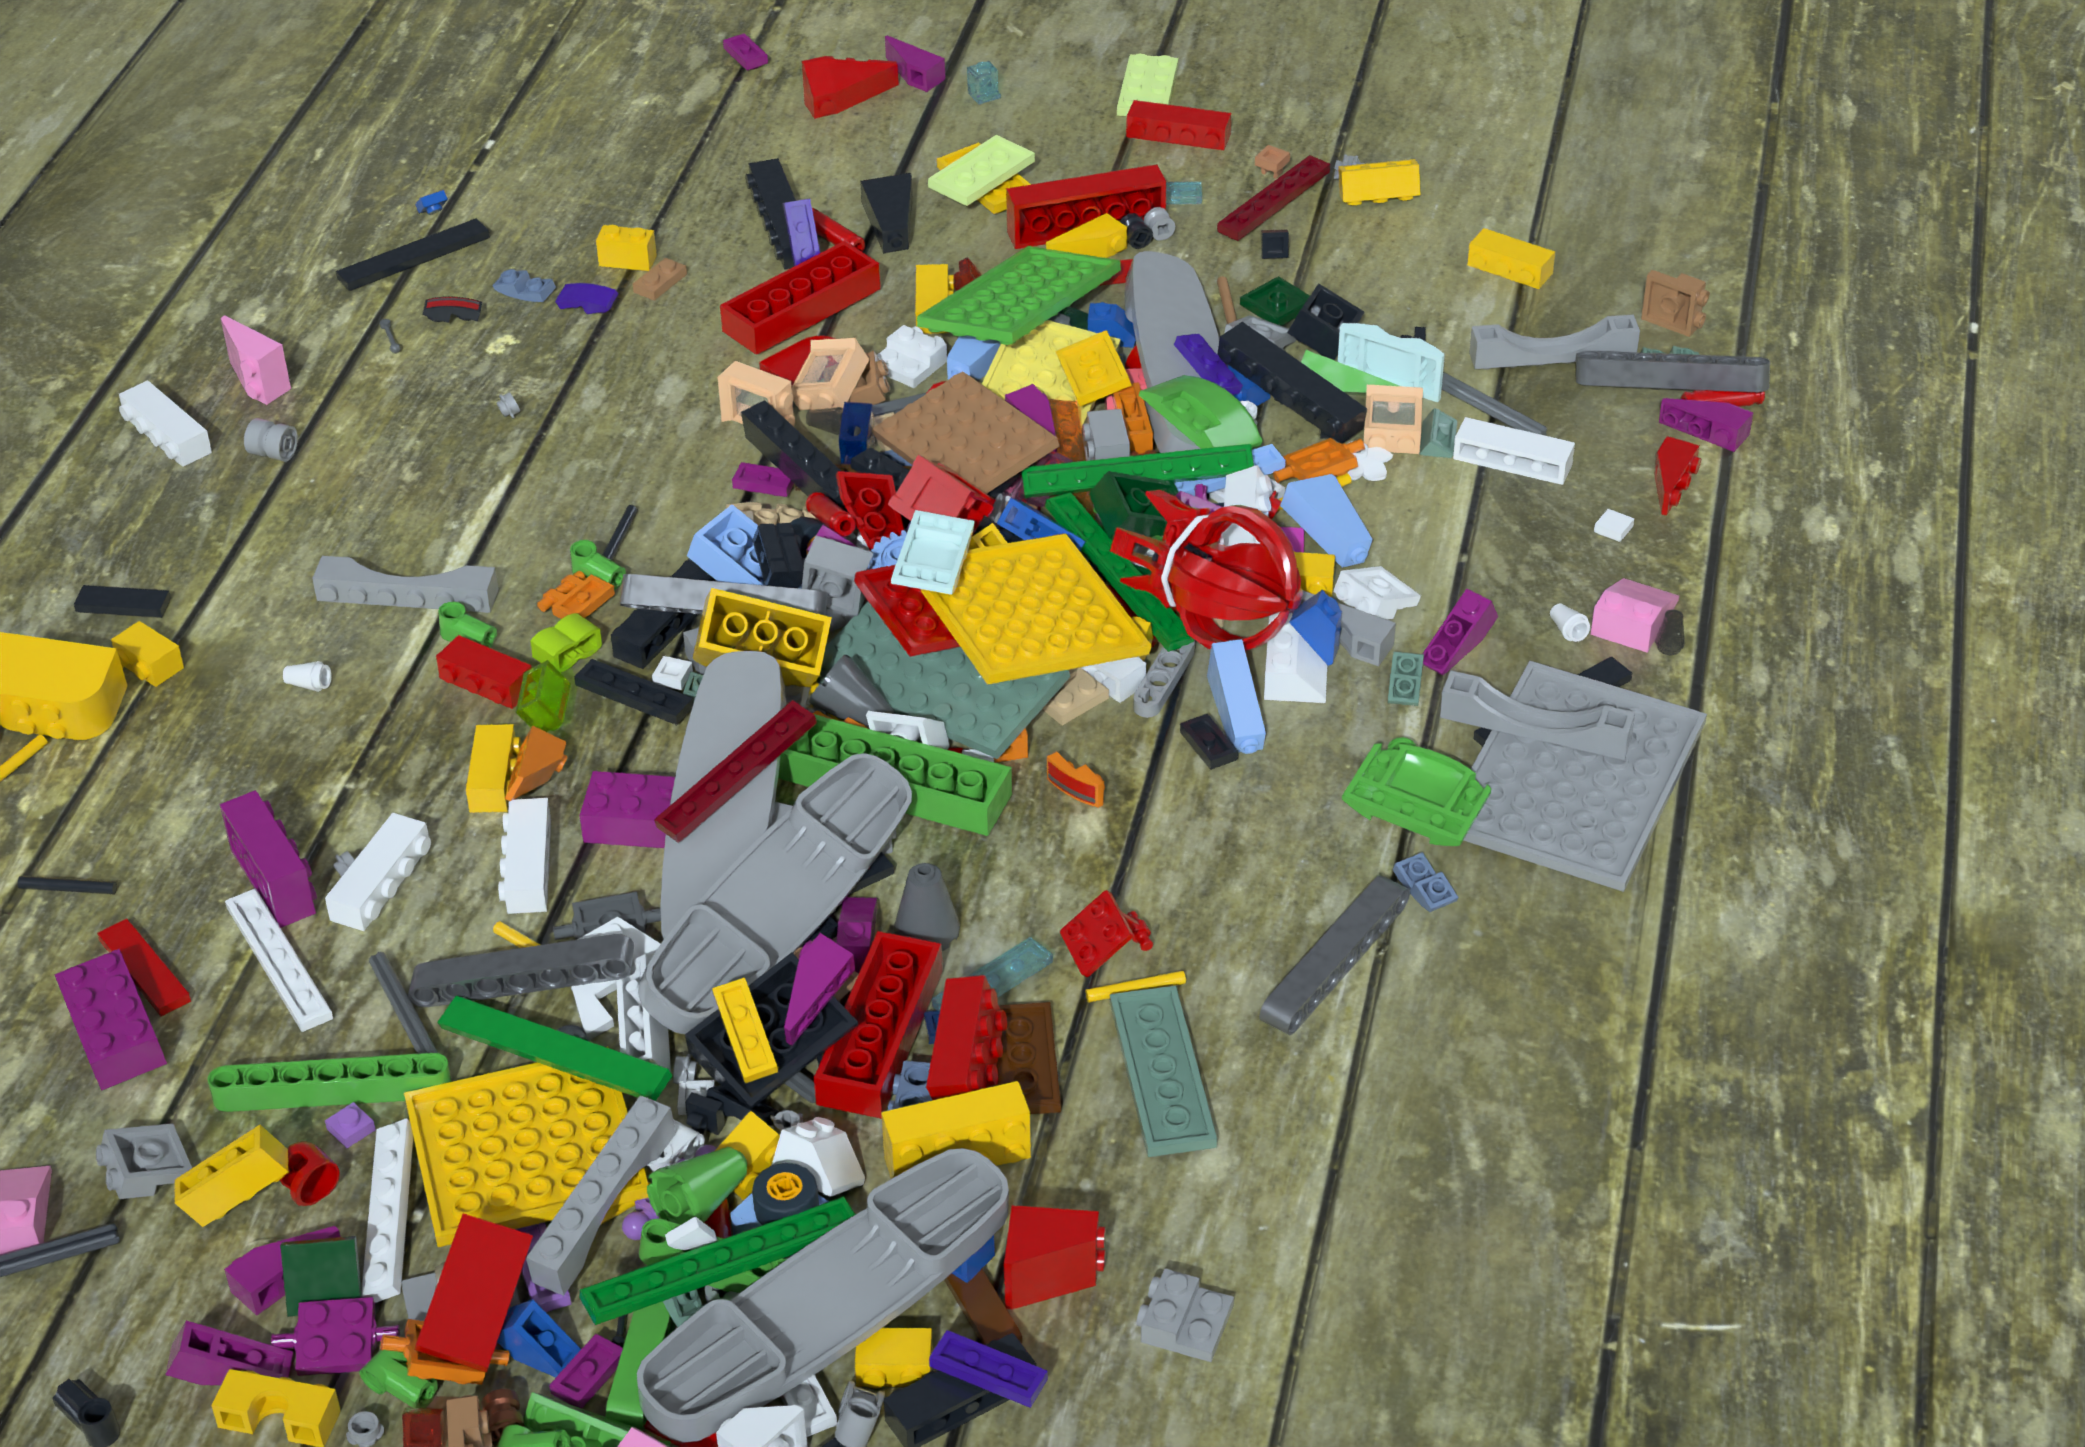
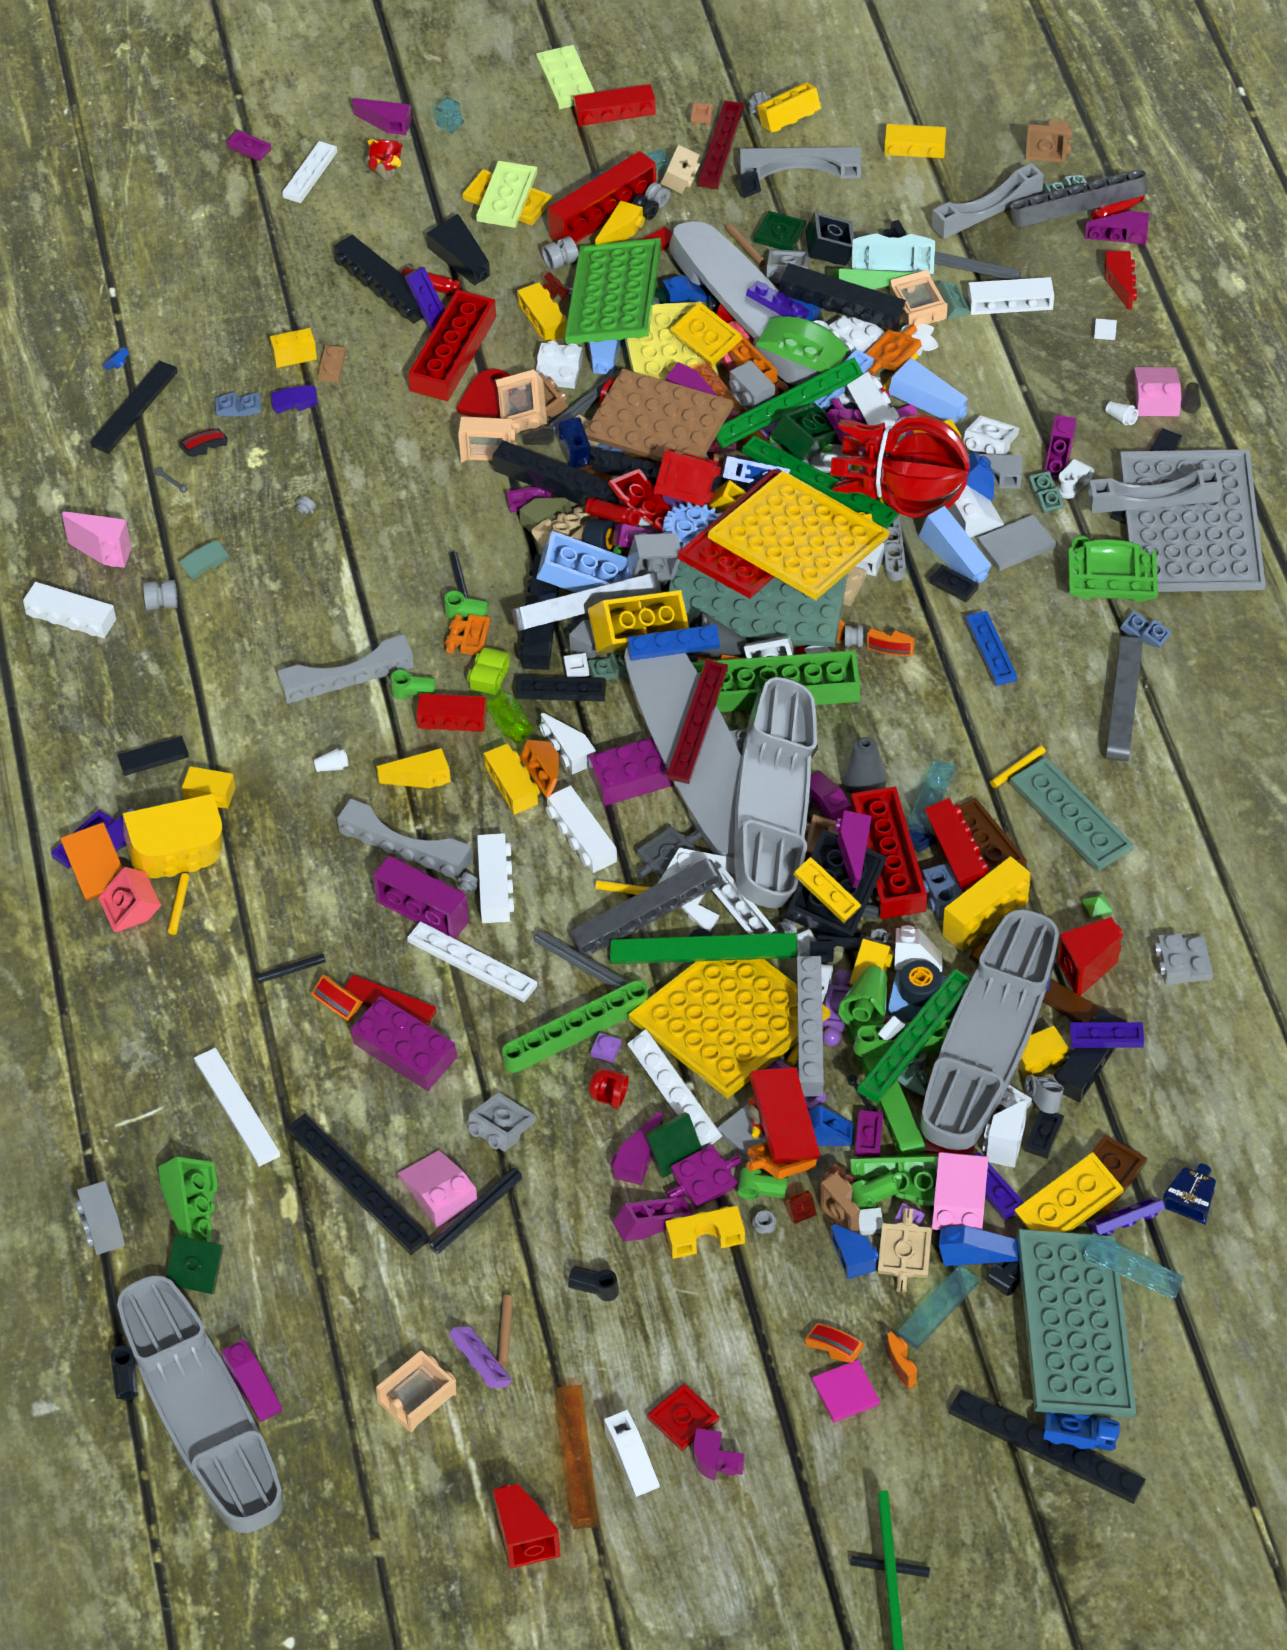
camera: 25 degrees left, 10 degrees up
(80, 936) = (336, 998): none -> slope
(231, 1176) = (574, 1108): yellow brick -> none
(341, 823) = (444, 855): none -> light grey arch
(355, 419) = (203, 558): none -> sand green slope
(392, 720) = (421, 771): none -> yellow slope
(588, 750) = (568, 742): none -> white slope
(768, 493) = (542, 509): none -> olive slope
(773, 669) = (674, 642): none -> blue plate
(775, 99) = (309, 172): none -> white plate
(779, 555) = (606, 557): black brick -> none
(840, 84) = (345, 154): red wedge -> none
(877, 100) = (383, 157): none -> red hair
(933, 552) = (726, 520): light aqua slope -> none
(998, 245) = (557, 254): none -> light grey wheel
(1033, 756) = (854, 636): none -> light grey wheel
(1101, 932) = (978, 741): red plate -> none
(1117, 1200) = (1097, 905): none -> bright green slope
(1201, 833) = (991, 648): none -> blue plate
(1204, 205) = (680, 169): none -> tan brick
(1286, 430) = (856, 333): none -> white plate
(1326, 724) = (1016, 542): none -> light grey tile
(1401, 252) = (839, 161): none -> light grey arch
(1458, 661) = (1074, 478): none -> white piece

